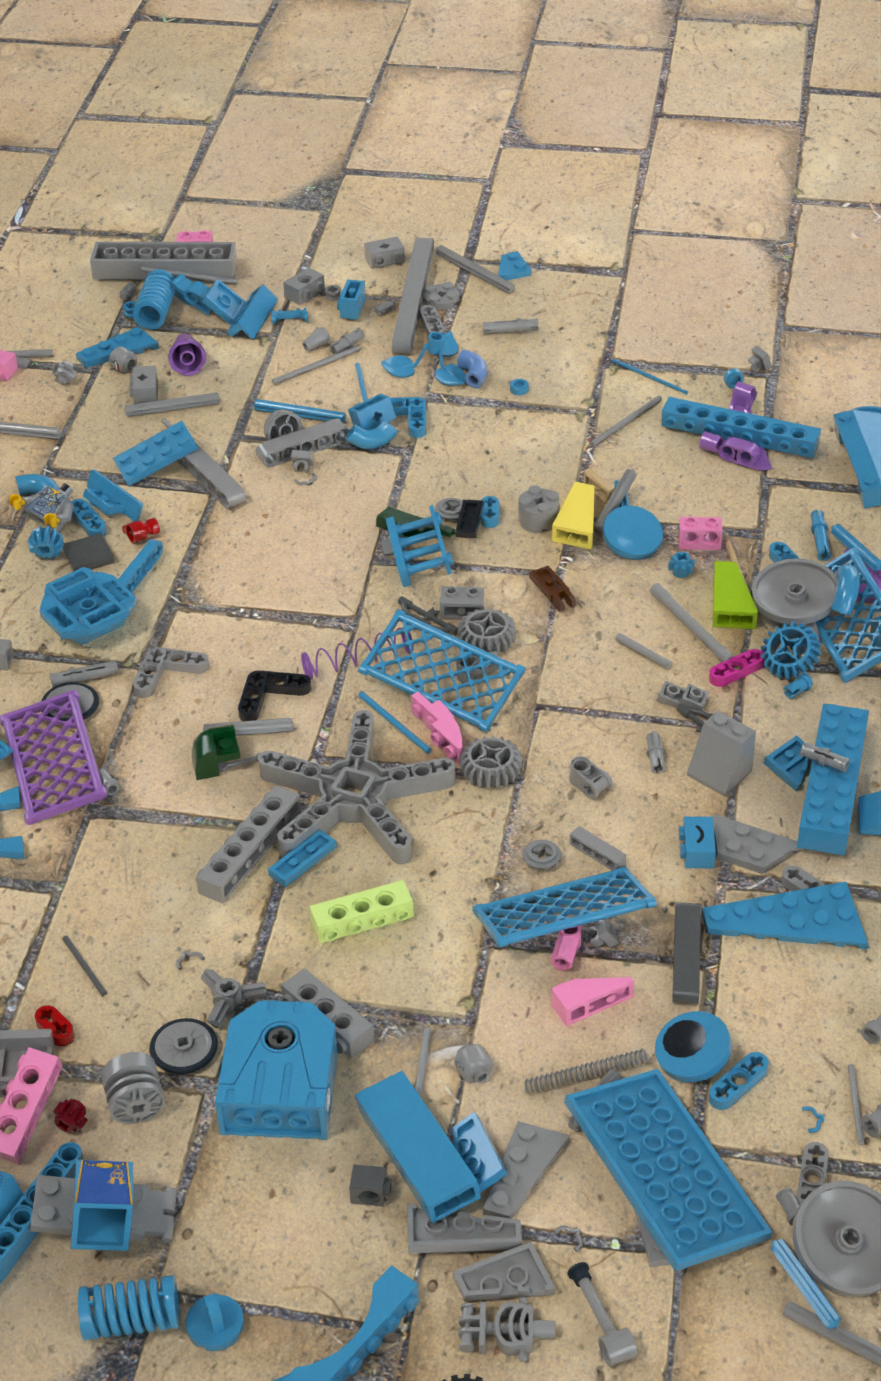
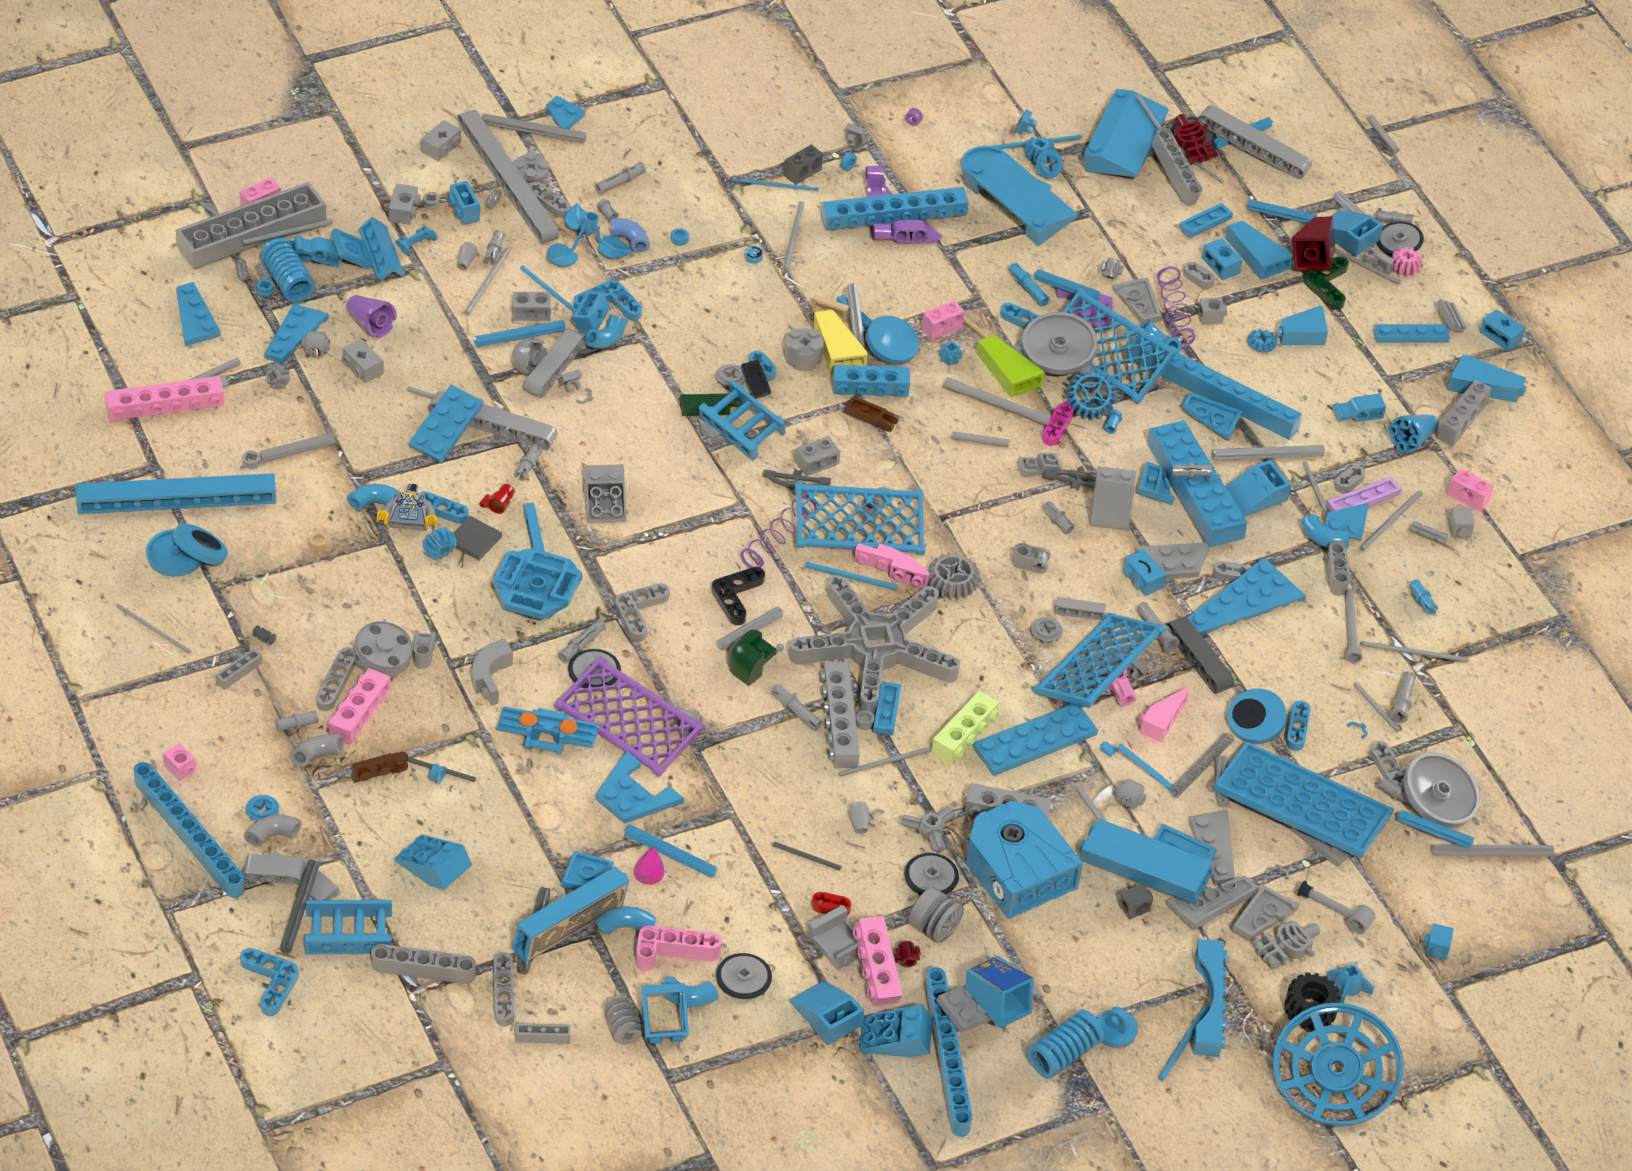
camera: 40 degrees left, 5 degrees up
(55, 311) = (195, 316): none -> dark azure wing
(111, 497) = (445, 479): dark azure bracket -> none
(169, 950) = (860, 815): none -> light grey cone
(172, 404) = (402, 370): light grey axle -> none
(196, 510) = (527, 462): none -> light grey pin
(215, 811) = (790, 701): none -> light grey pin
(235, 559) = (605, 493): none -> light grey slope
(253, 909) = (885, 761): none -> light grey axle
(270, 857) = (865, 719): none -> light grey tile
(329, 393) = (531, 306): none -> light grey brick
(427, 958) = (1035, 739): none -> dark azure plate
(473, 343) = (605, 207): none -> light grey pin
(488, 630) = (857, 470): light grey gear -> none
(498, 1006) = (1109, 750): none -> dark azure piece
(572, 422) = (753, 254): none -> dark azure tile
(579, 559) = (871, 380): none -> dark azure brick
(665, 909) = (1167, 639): none -> light grey pin
(686, 366) = (803, 164): none -> dark grey brick
(832, 364) = (916, 113): none -> medium lavender bush
(847, 589) = (1103, 326): dark azure cylinder -> none

